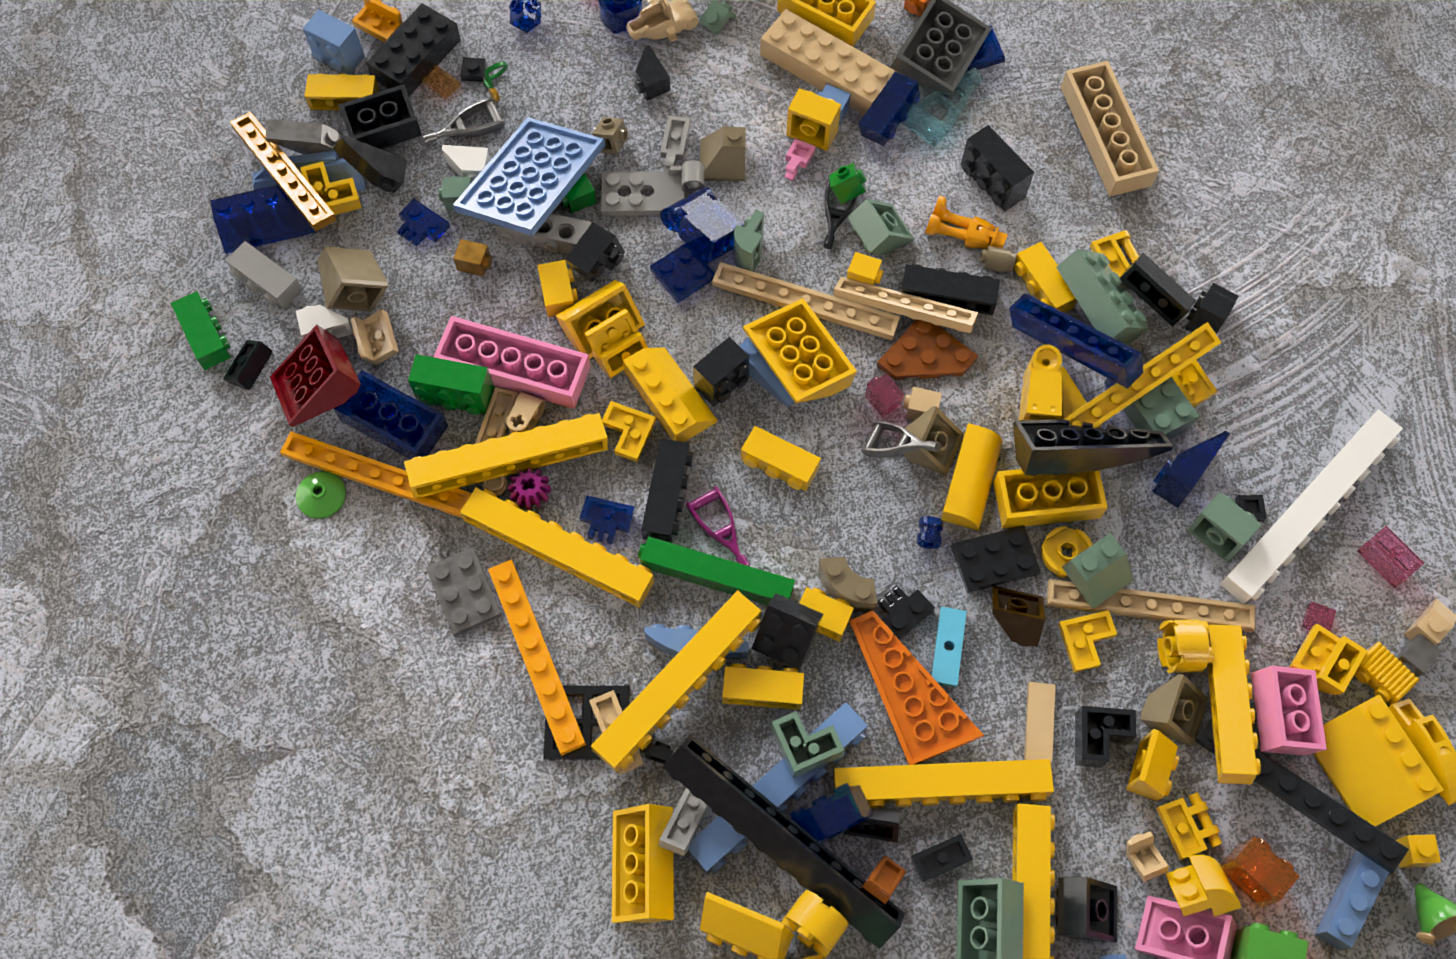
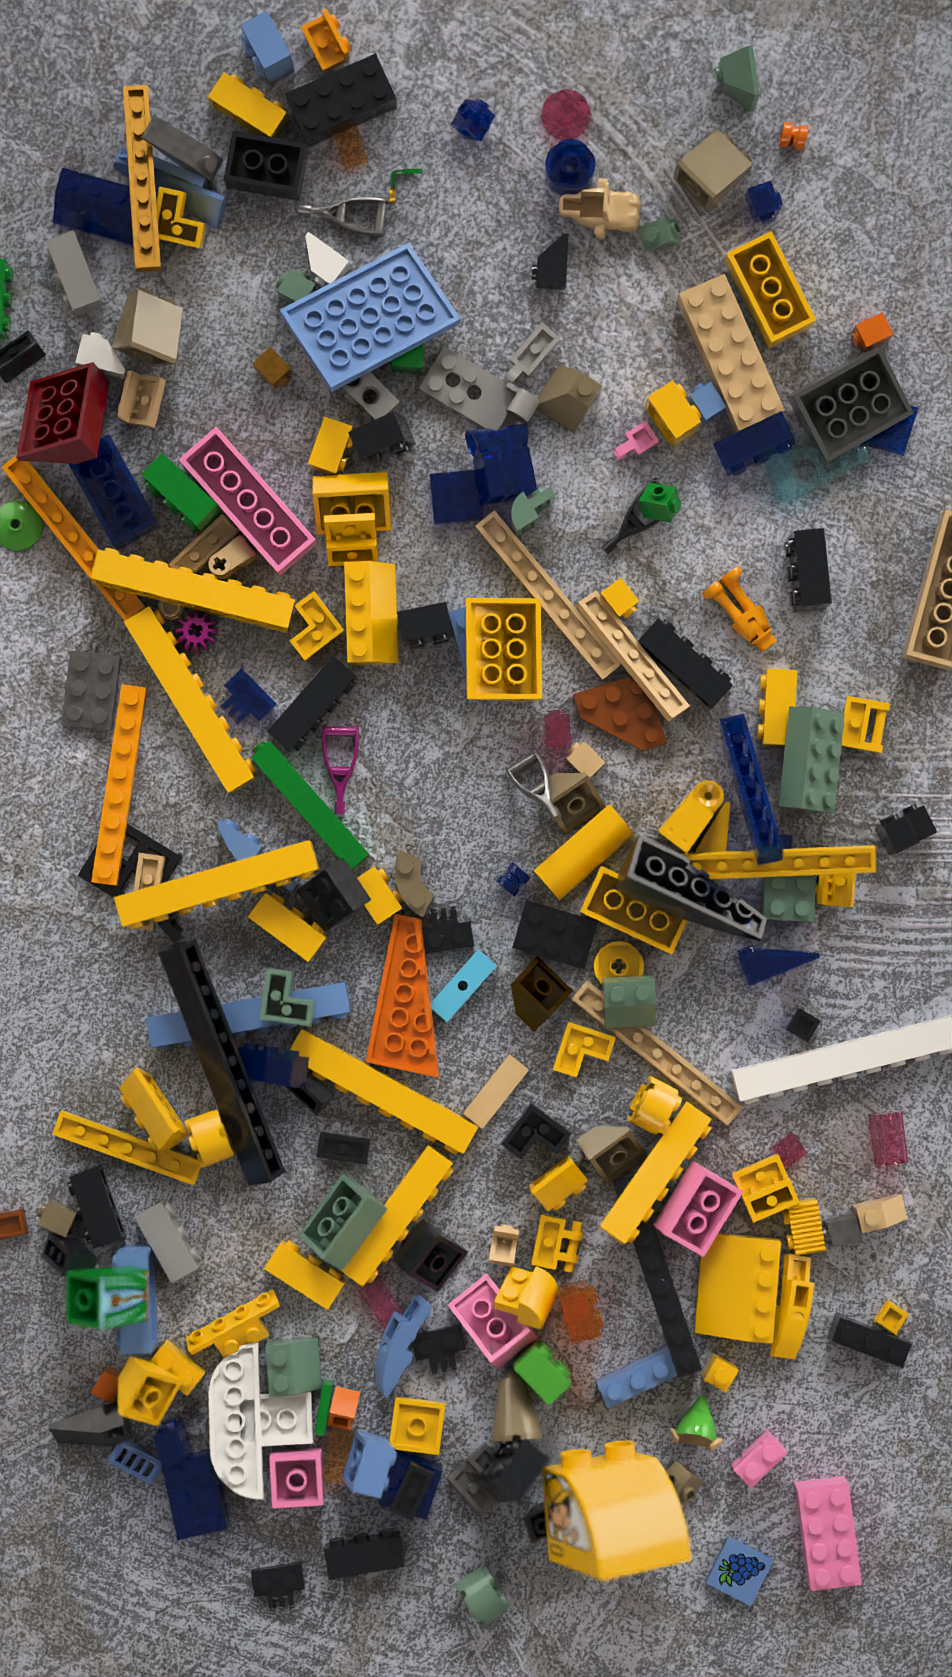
camera: 30 degrees right, 20 degrees up
(376, 165) = (233, 218): black slope -> none
(421, 223) = (247, 300): clear blue hinge -> none
(473, 69) = (389, 152): black plate -> none
(613, 133) = (474, 313): dark tan brick -> none
(641, 867) = (106, 1010): yellow slope -> none
(683, 824) = (151, 1002): light grey plate -> none
(780, 459) = (427, 735): yellow brick -> none
(879, 227) = (665, 562): sand green slope -> none
(884, 879) = (285, 1137): dark orange tile -> none
(997, 259) = (749, 660): dark tan brick -> none
(1157, 289) = (868, 781): black brick -> none
(1224, 526) = (762, 1029): sand green brick -> none

